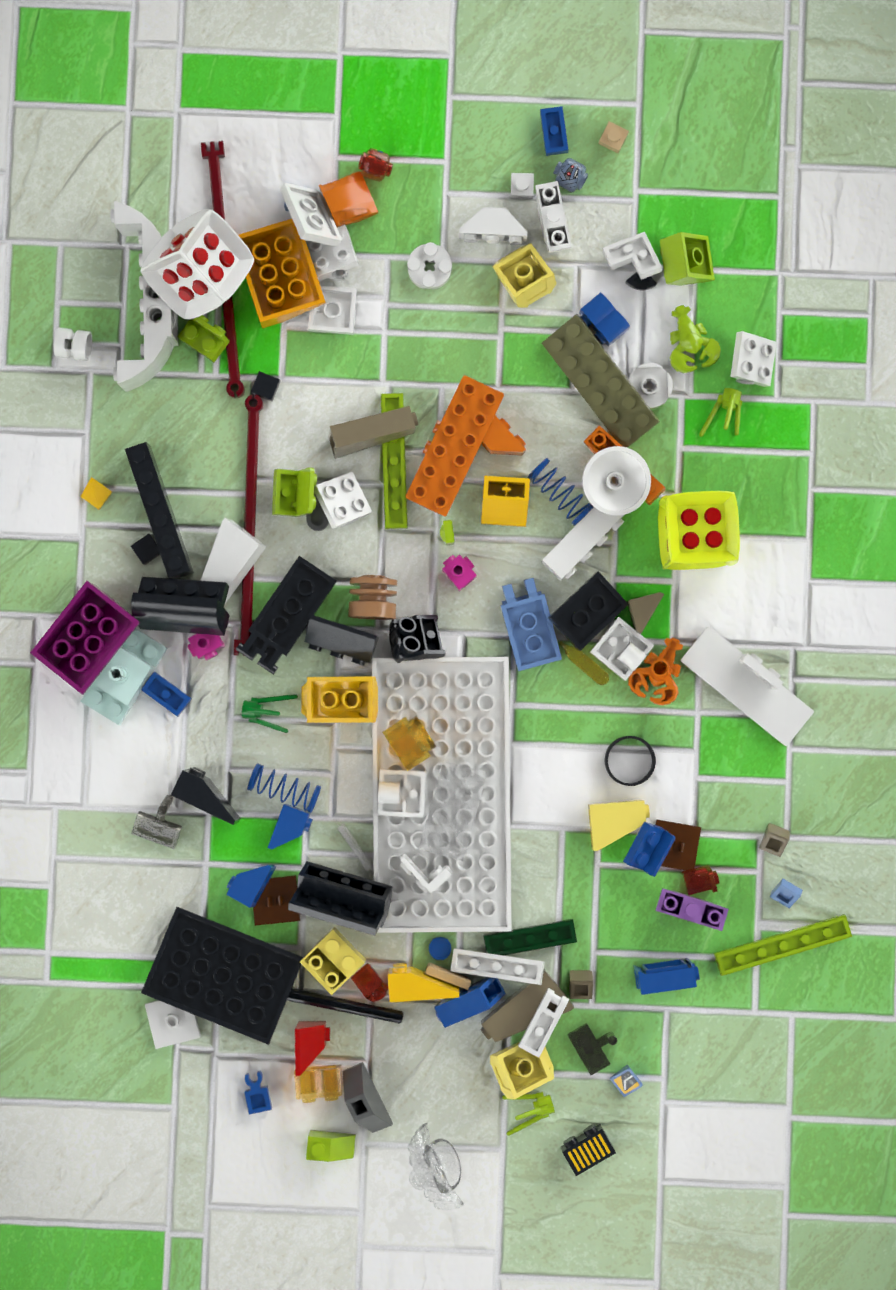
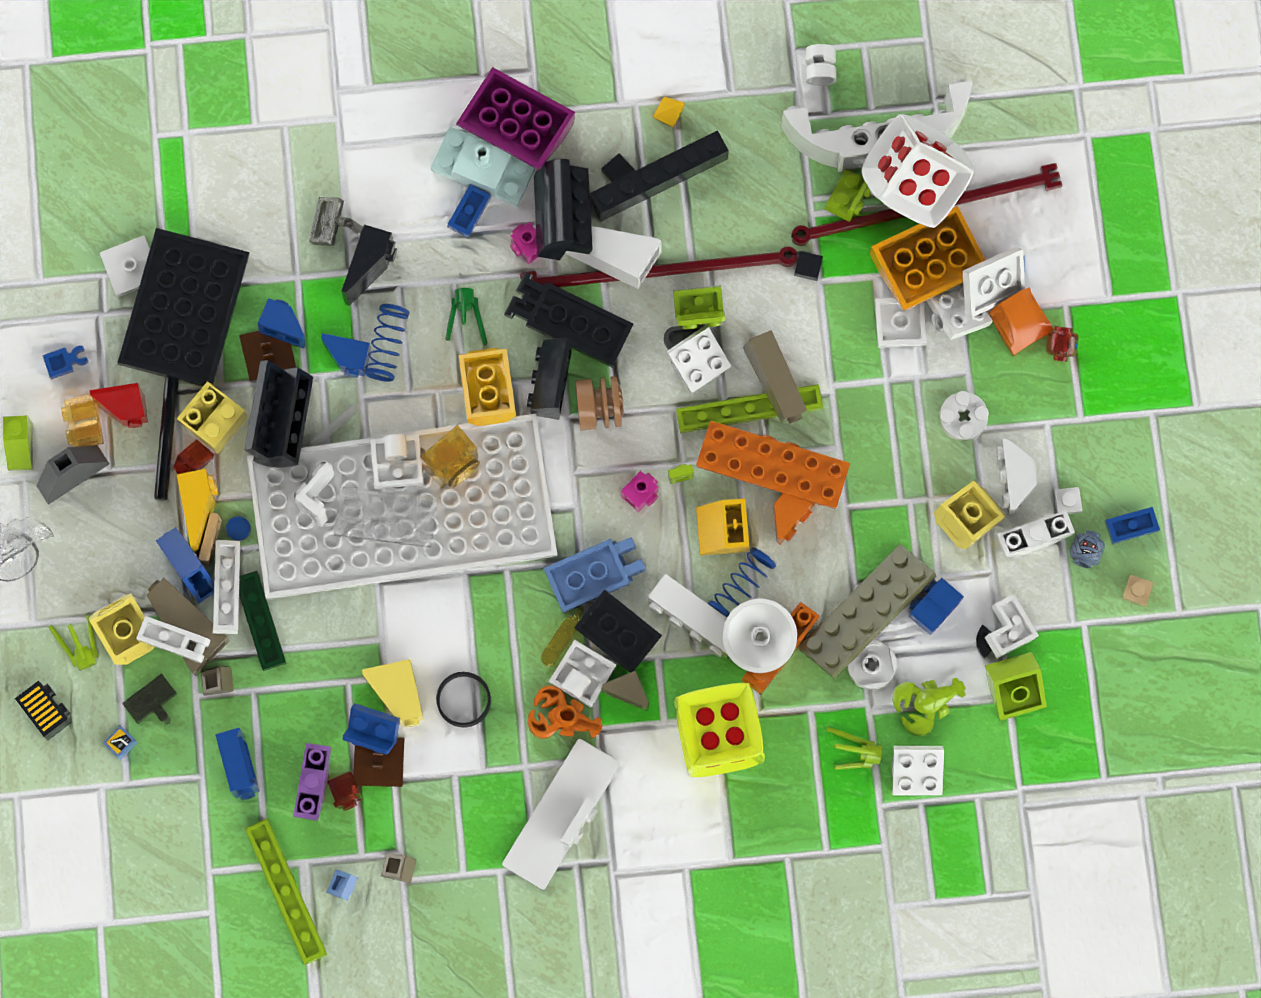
camera: 80 degrees right, 10 degrees down
(415, 638) = (563, 455): black slope -> none

